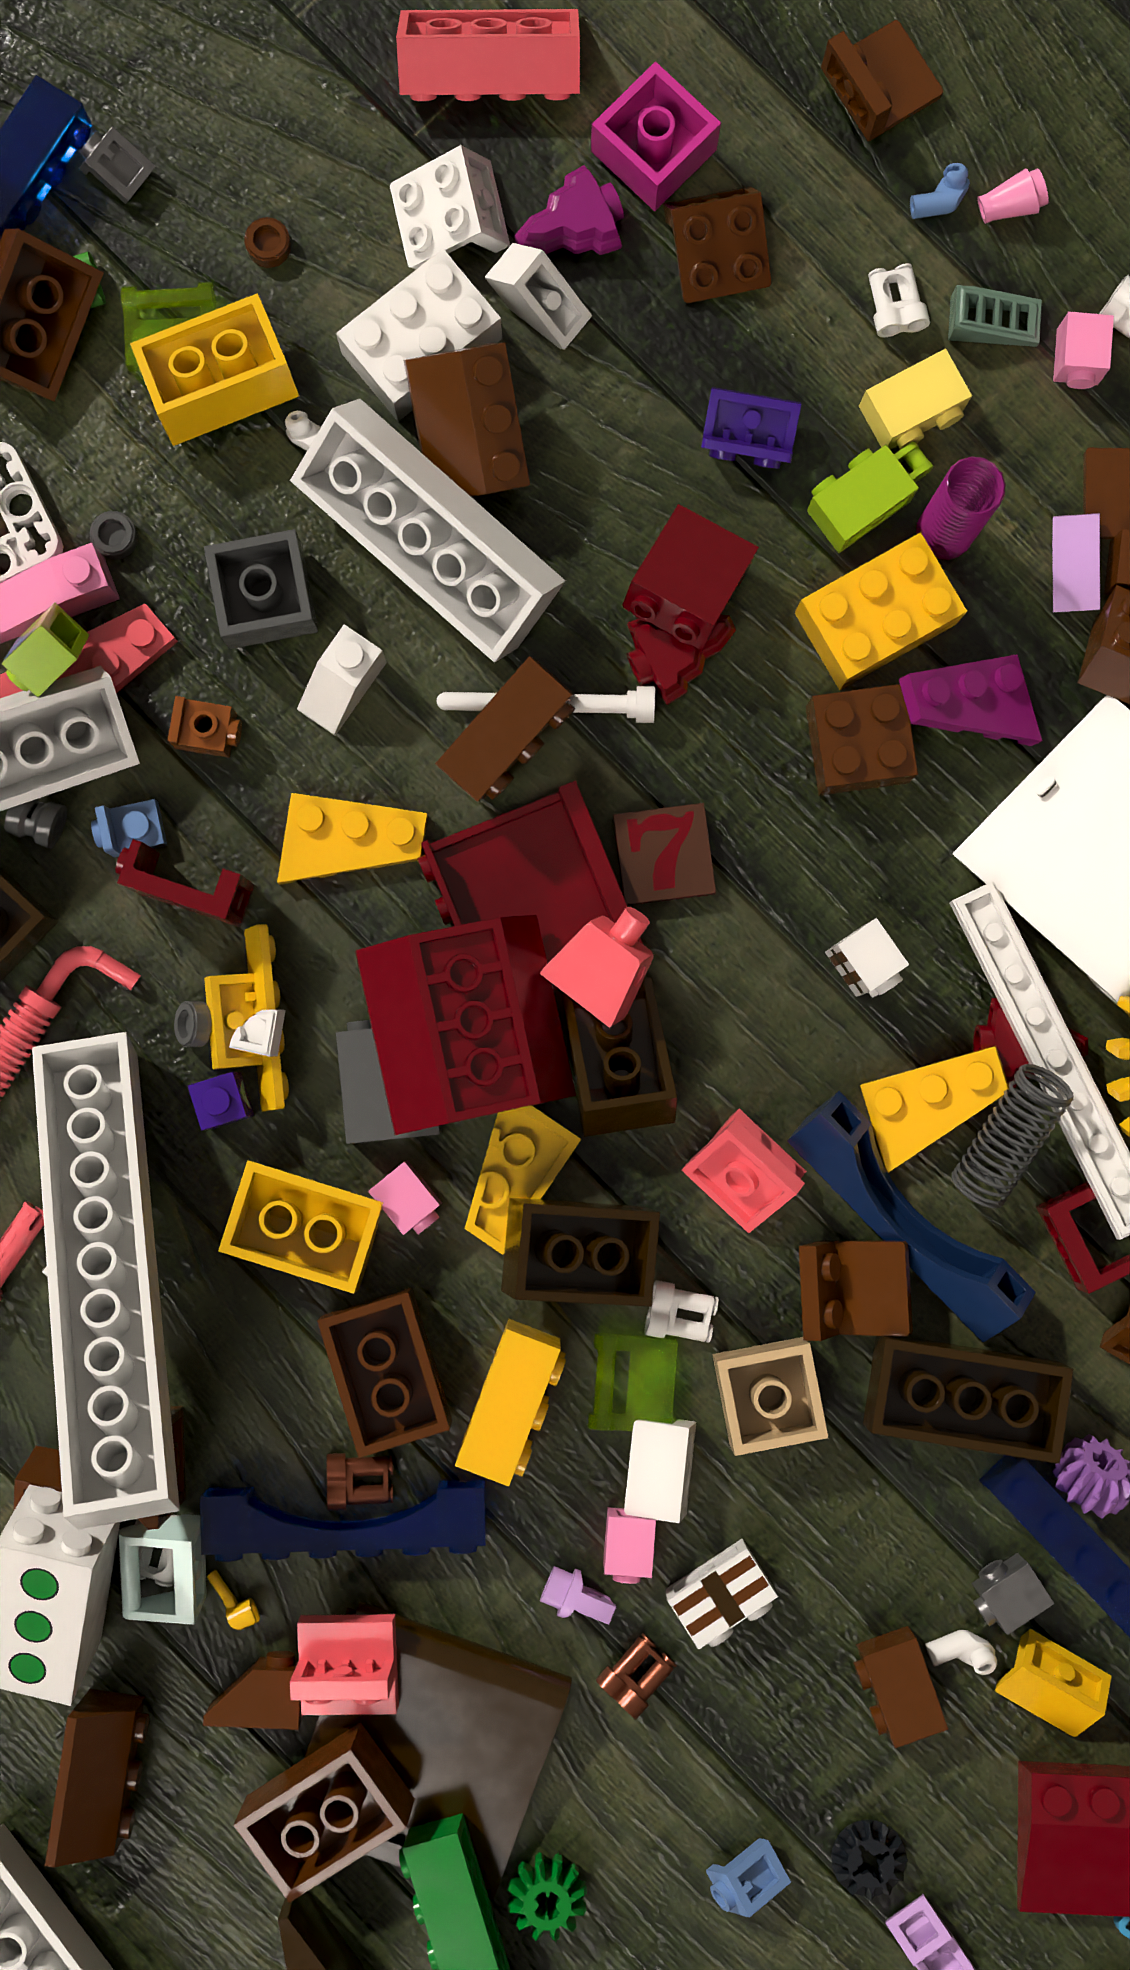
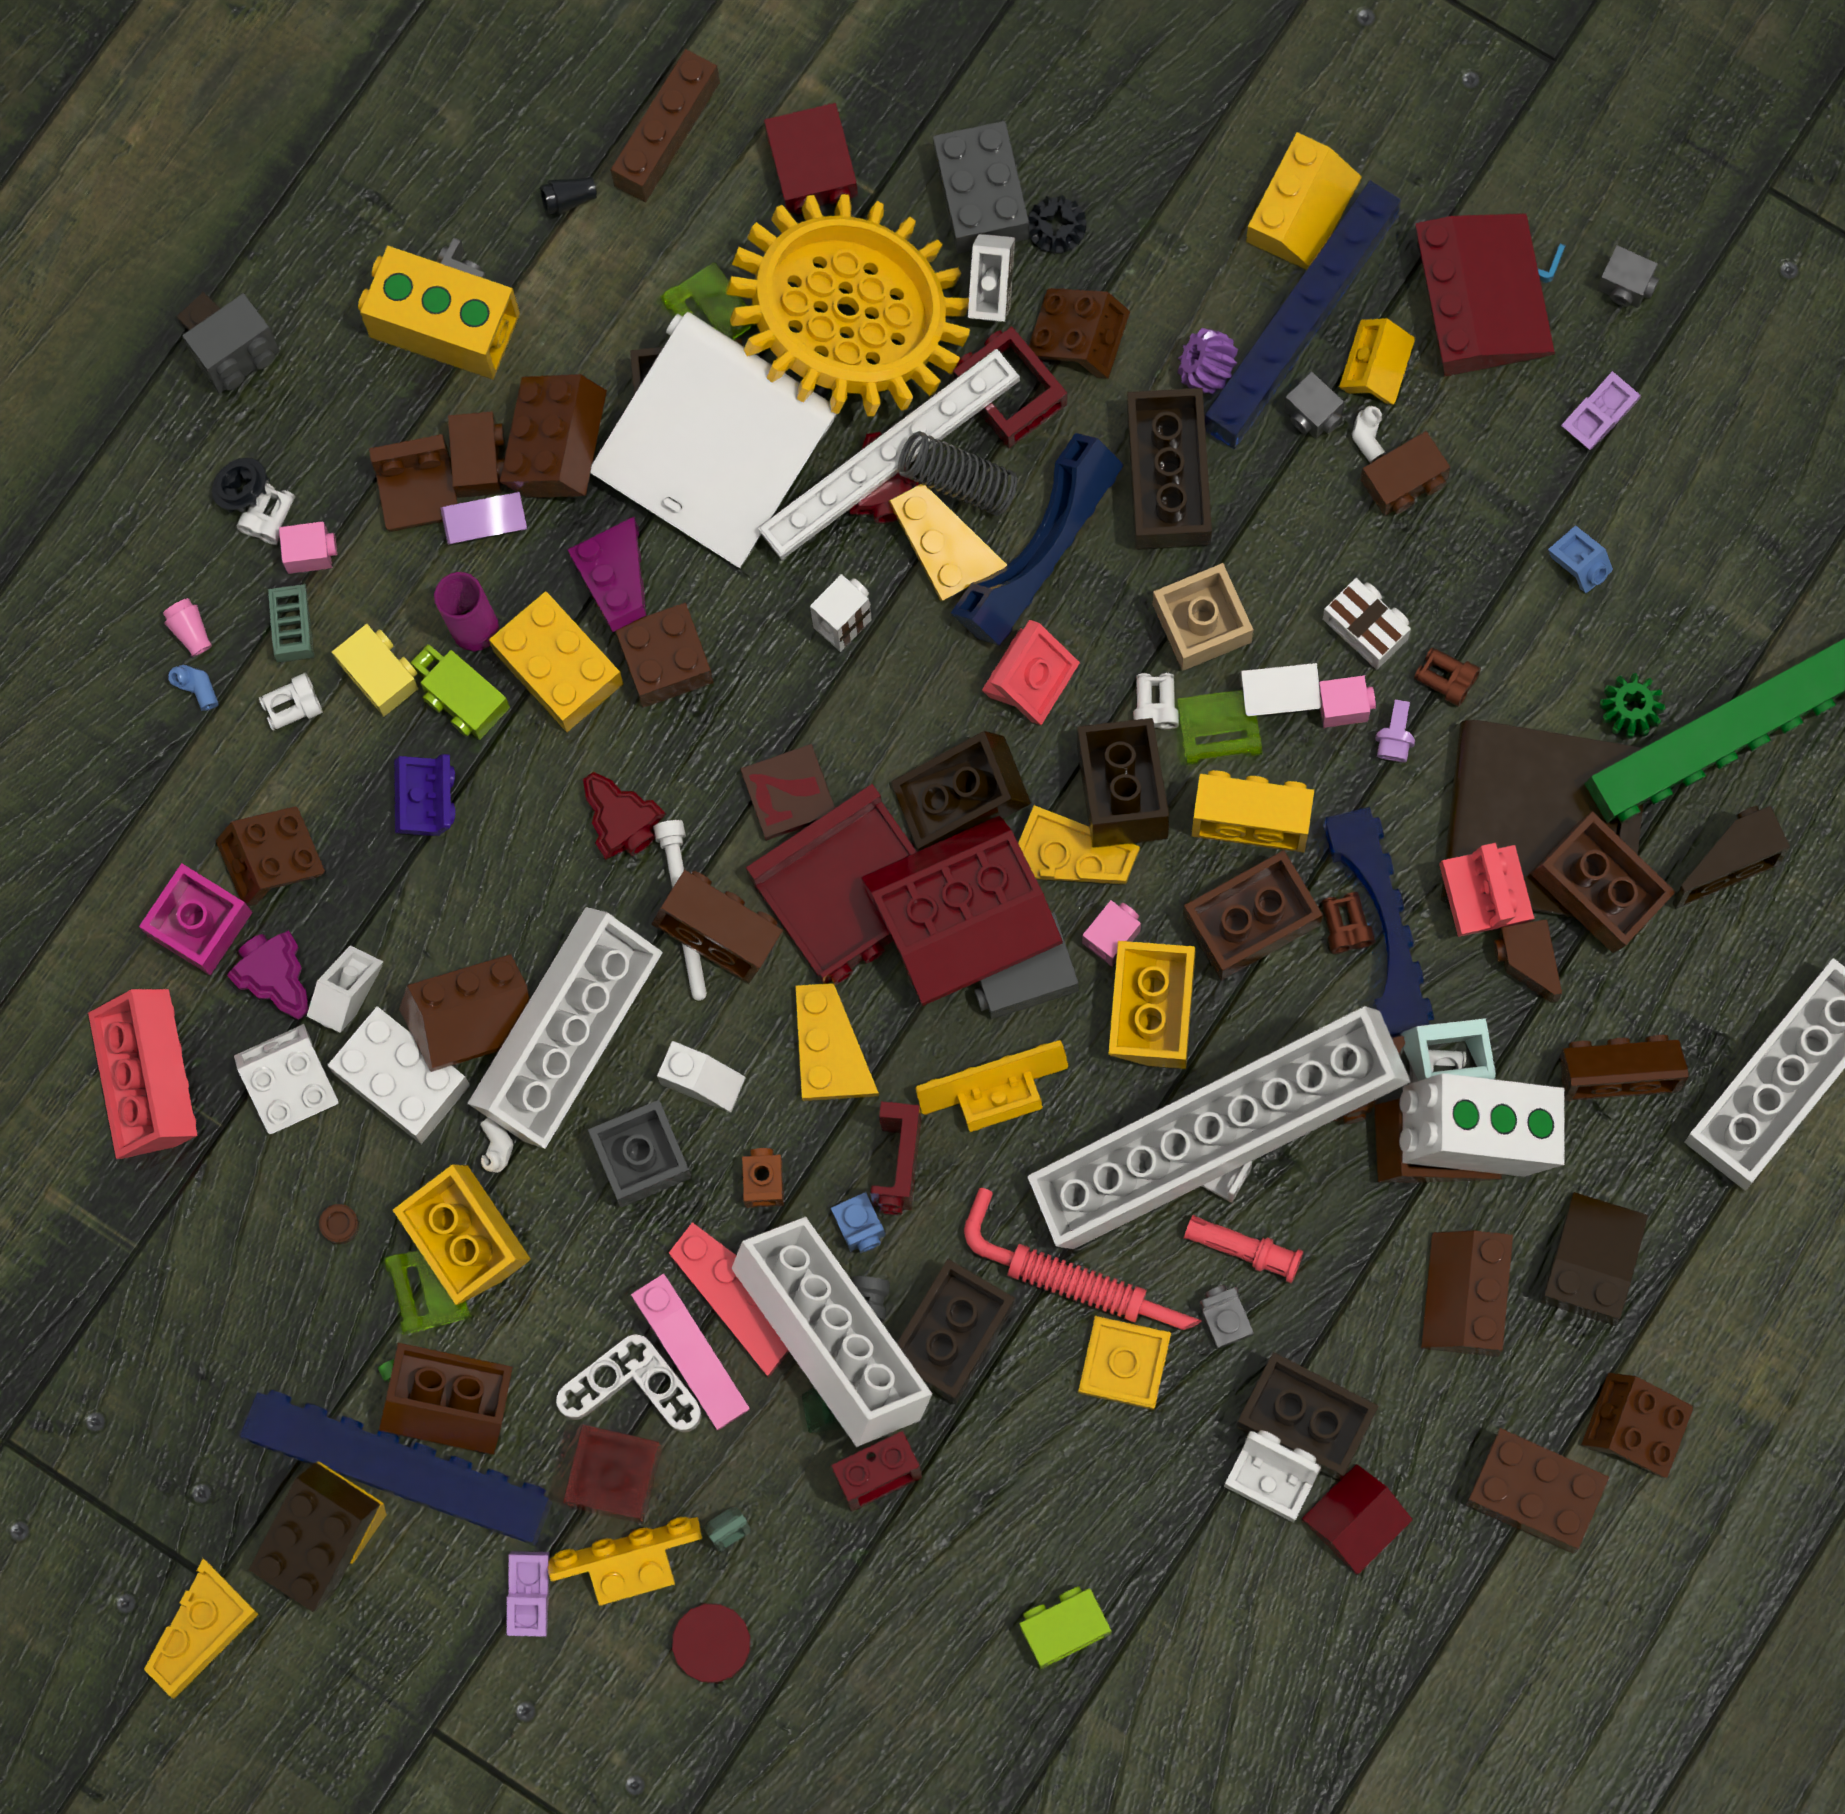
camera: 90 degrees left, 10 degrees down
(45, 650) = (731, 1302): lime brick -> none
(114, 535) = (614, 1295): dark grey tile -> none
(116, 163) = (297, 1363): flat silver bracket -> none
(193, 1024) = (1009, 1133): dark grey tile -> none
(221, 1100) = (1066, 1094): dark purple brick -> none
(239, 1614) = (1474, 992): yellow hand -> none
(260, 1033) = (1005, 1069): white tile -> none
(603, 965) = (890, 811): coral torso -> none
(689, 577) = (560, 812): dark red panel -> none
(855, 1289) = (1103, 567): reddish brown bracket -> none
(876, 1838) = (1545, 488): black gear -> none
(880, 78) = (106, 752): reddish brown bracket -> none

